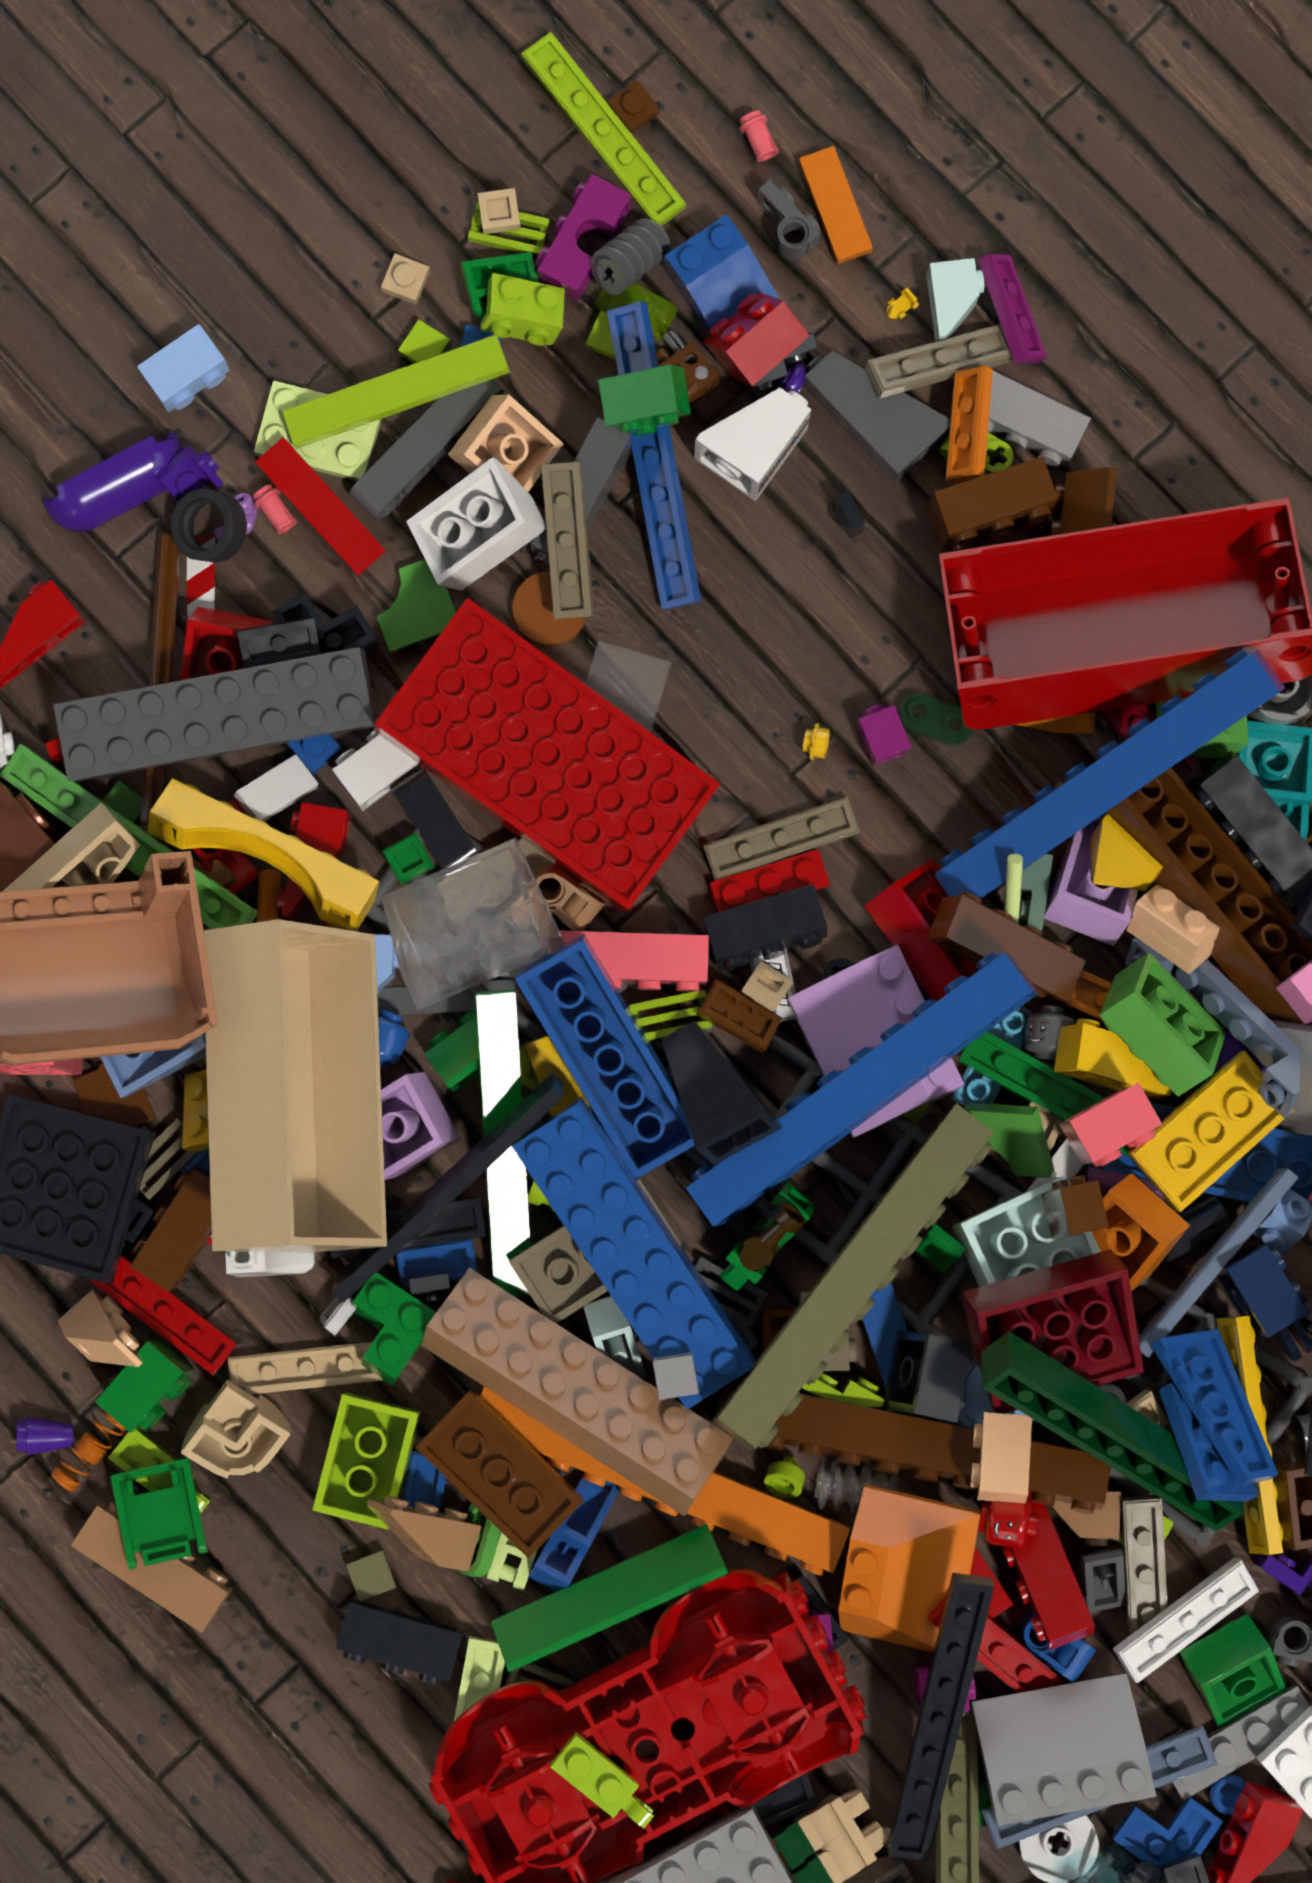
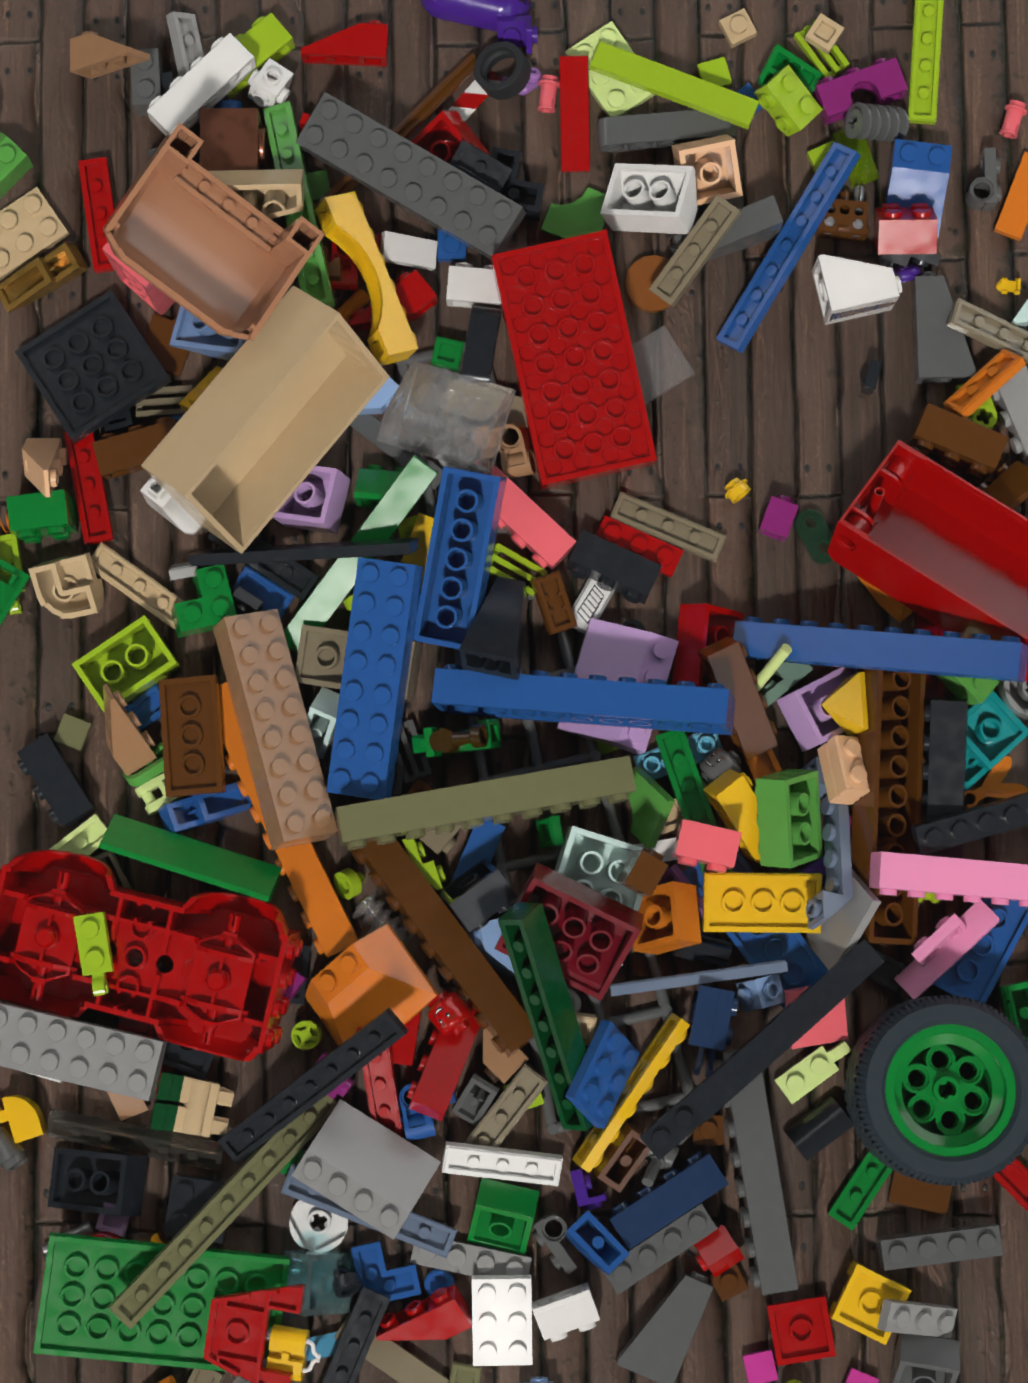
camera: 45 degrees right, 0 degrees up
(392, 1038) = (347, 444): blue head -> none
(634, 106) = (955, 41): reddish brown plate -> none
(644, 399) = (807, 206): green brick -> none
(675, 1375) = (335, 766): light grey tile -> none
(767, 986) = (584, 600): tan plate -> none
(882, 1674) = (303, 1037): none -> lime wheel
(1003, 1457) = (477, 975): light nougat brick -> none
(1216, 1397) = (630, 1049): blue wing -> none

